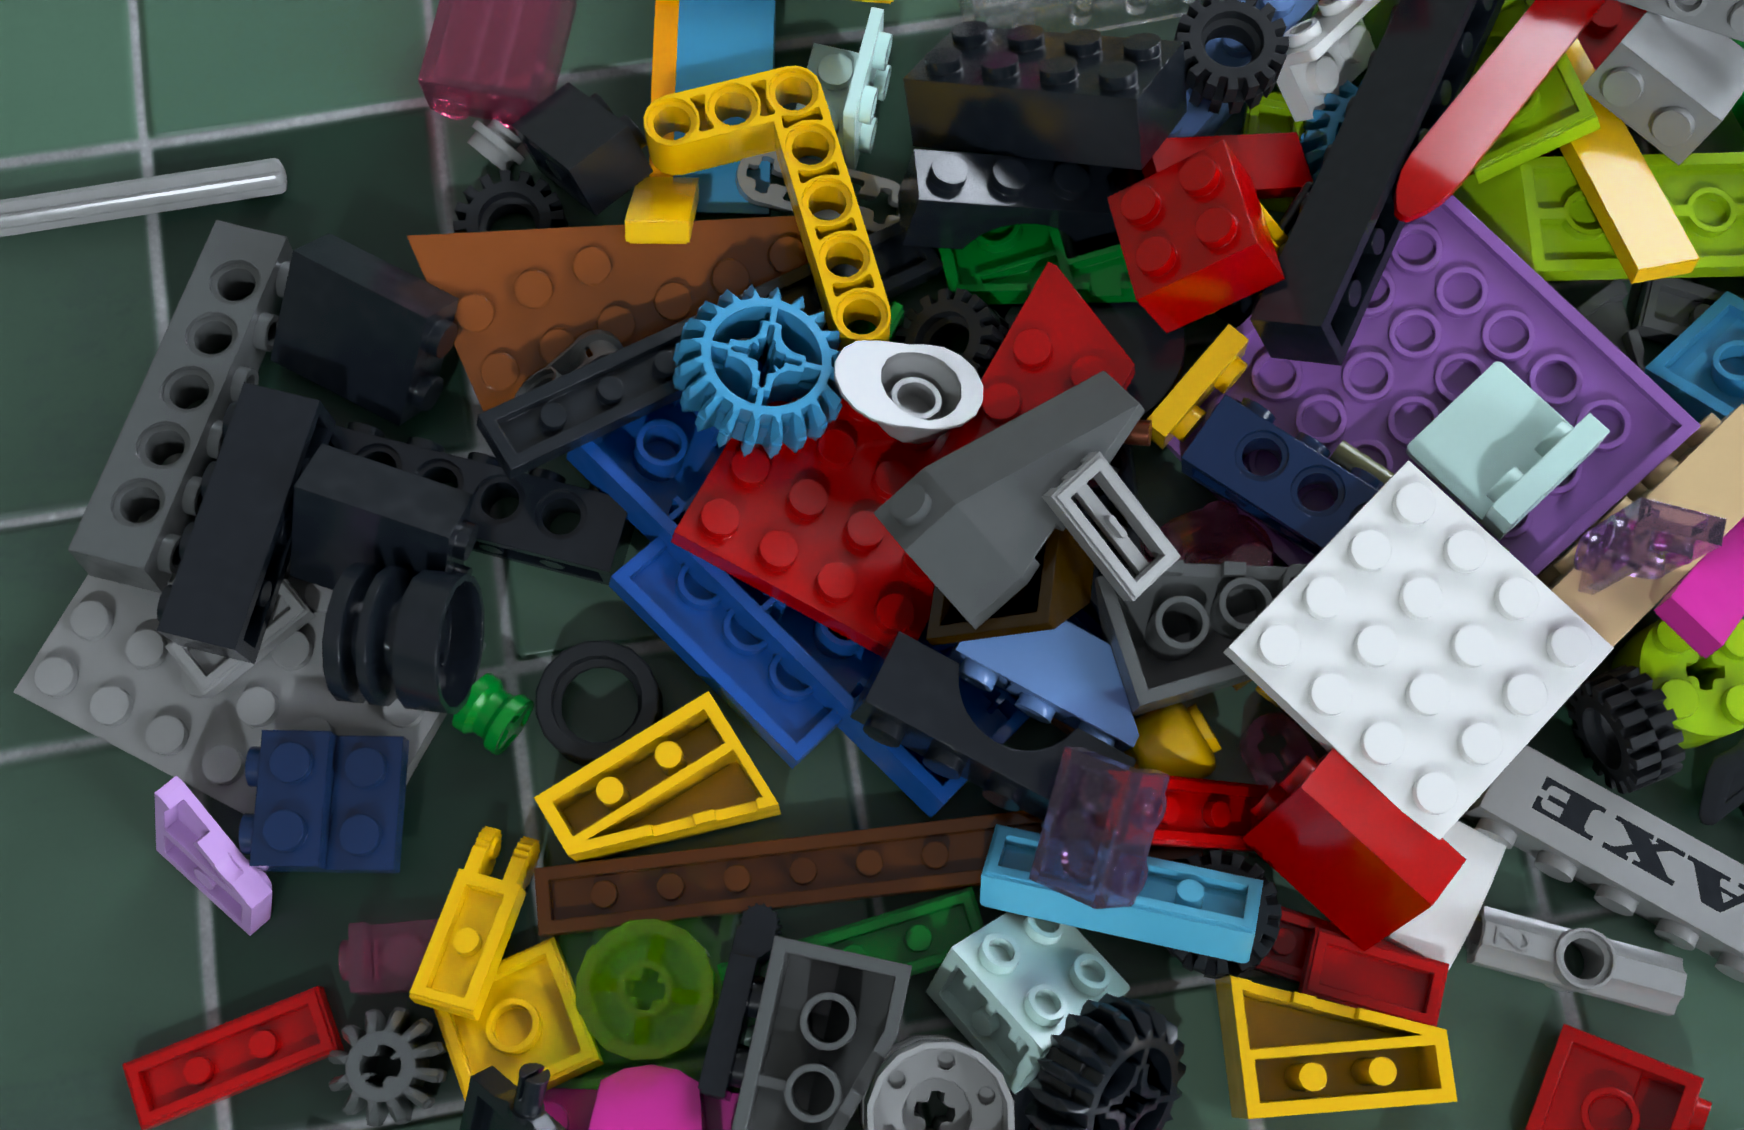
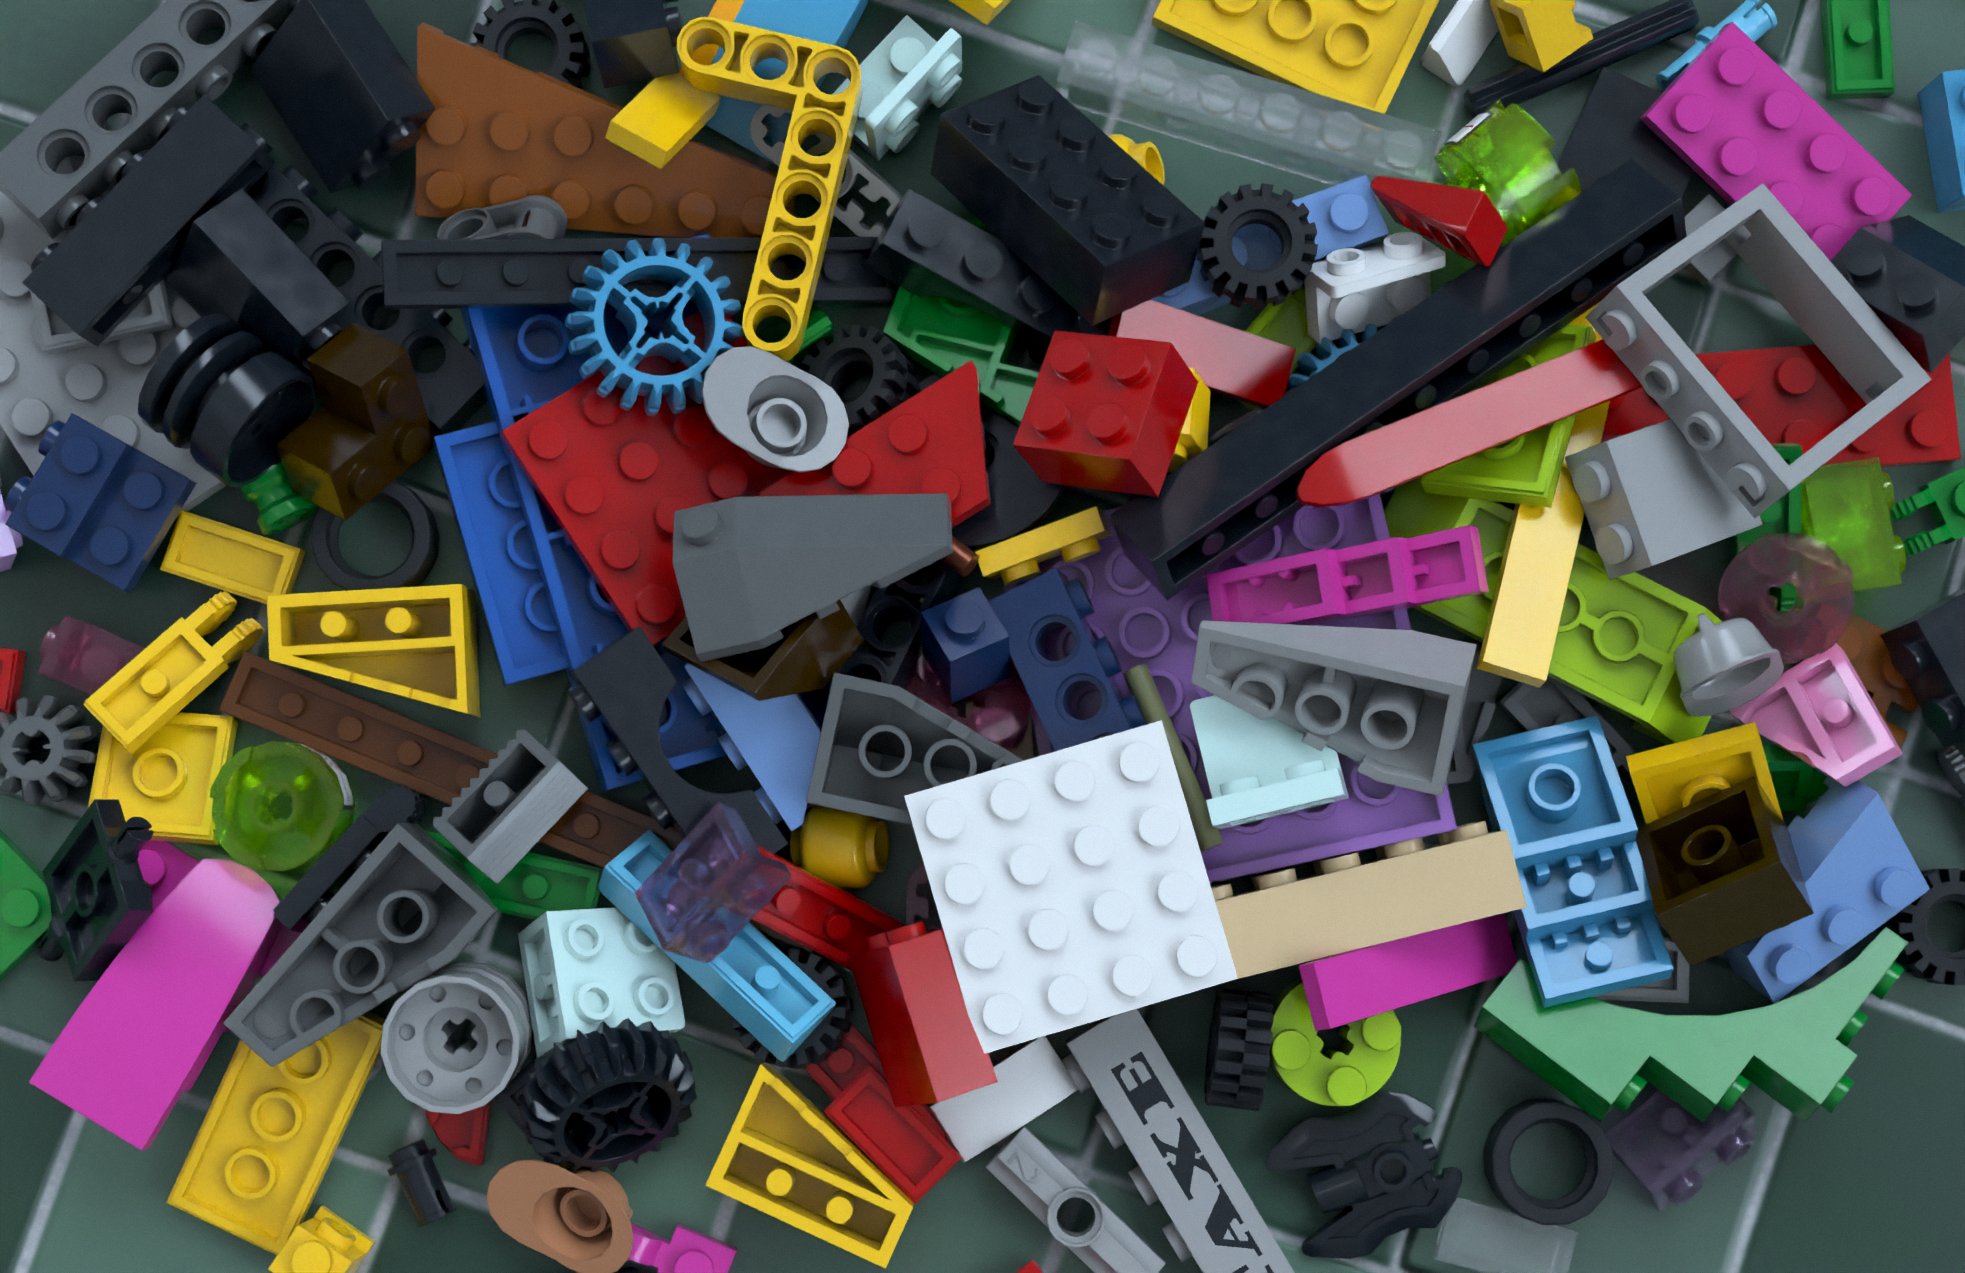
camera: 30 degrees right, 10 degrees up
(475, 796) = (231, 558): none -> yellow tile
(542, 600) = (368, 423): none -> dark brown brick
(865, 865) = (509, 806): none -> dark grey brick
(1075, 483) = (849, 586): light grey tile -> none
(1187, 501) = (965, 644): none -> dark blue brick
(1477, 273) = (1352, 580): none -> dark pink slope
(1562, 349) = (1362, 691): none -> light grey wedge
(1644, 543) = (1315, 909): clear purple bracket -> none

